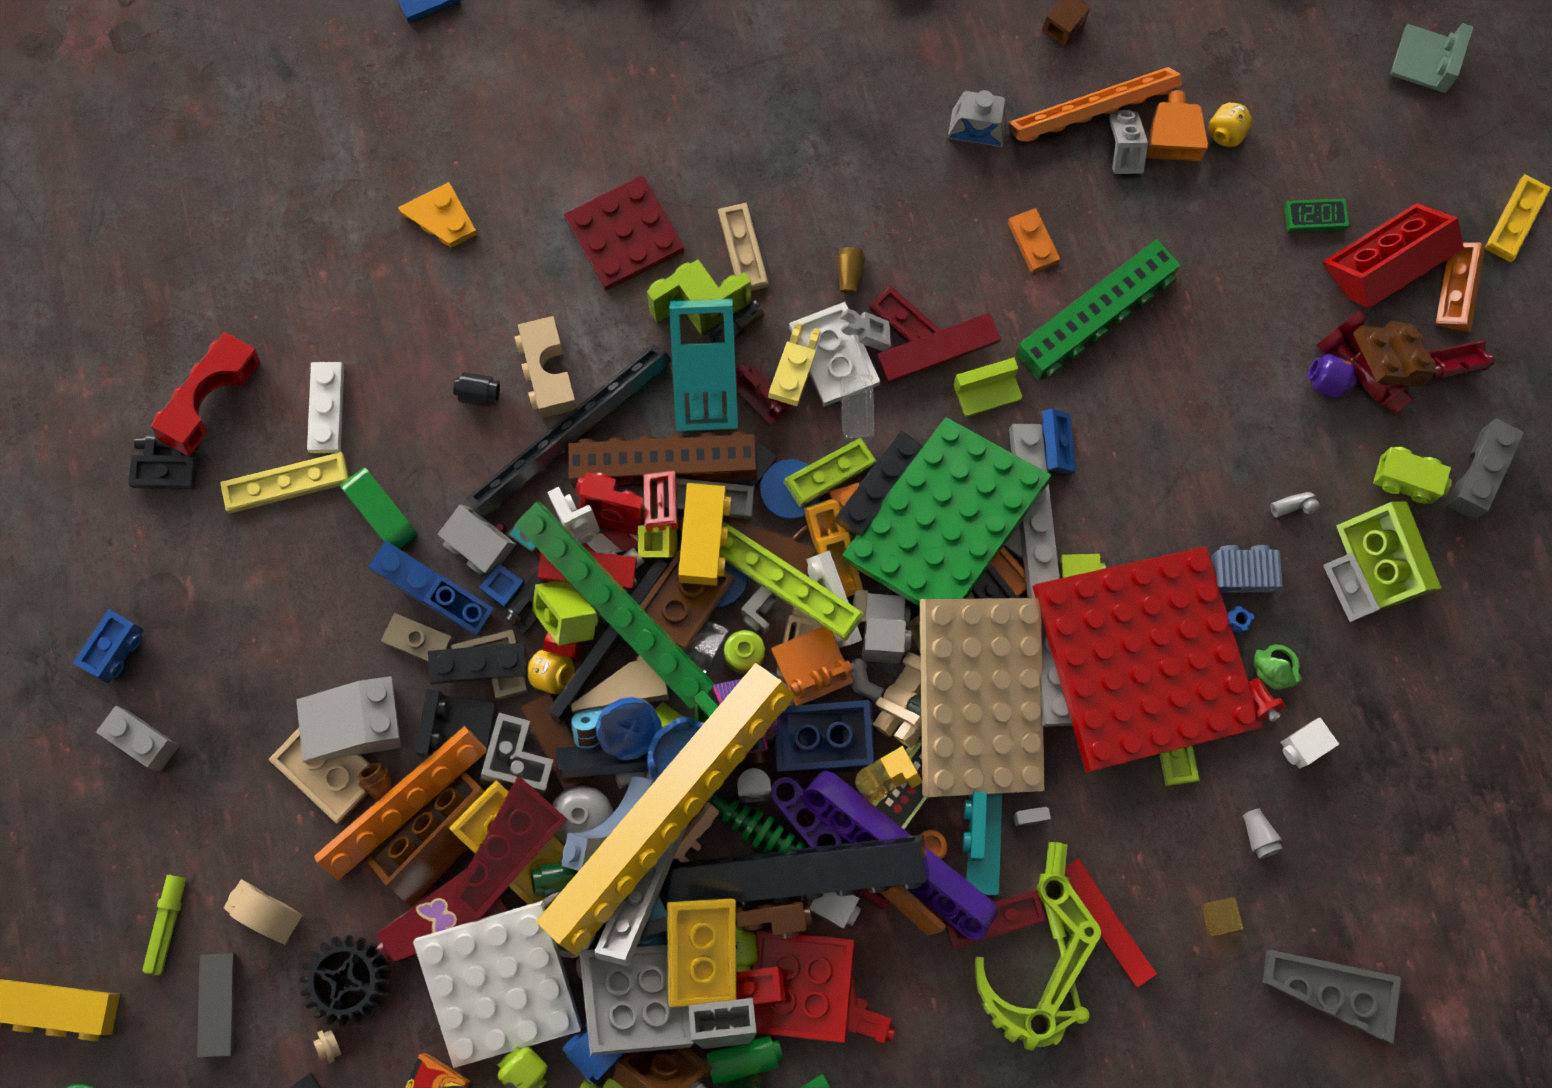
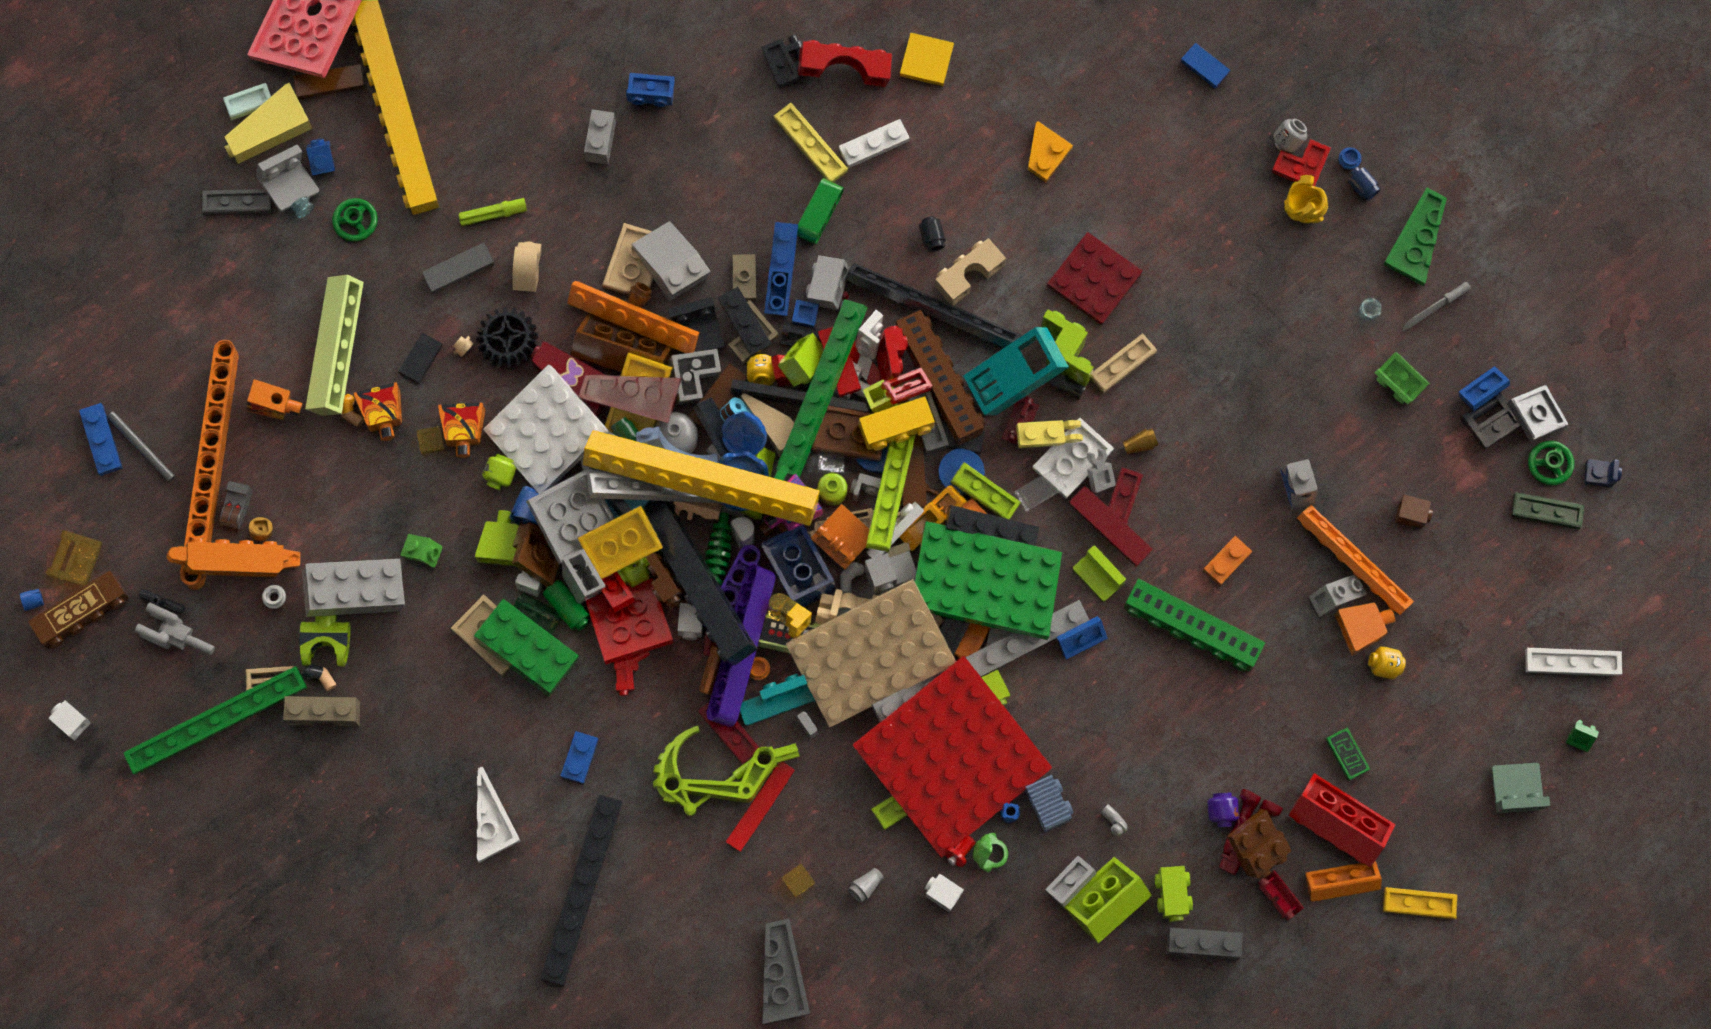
camera: 65 degrees right, 0 degrees up
(252, 298) = (926, 59): none -> yellow tile

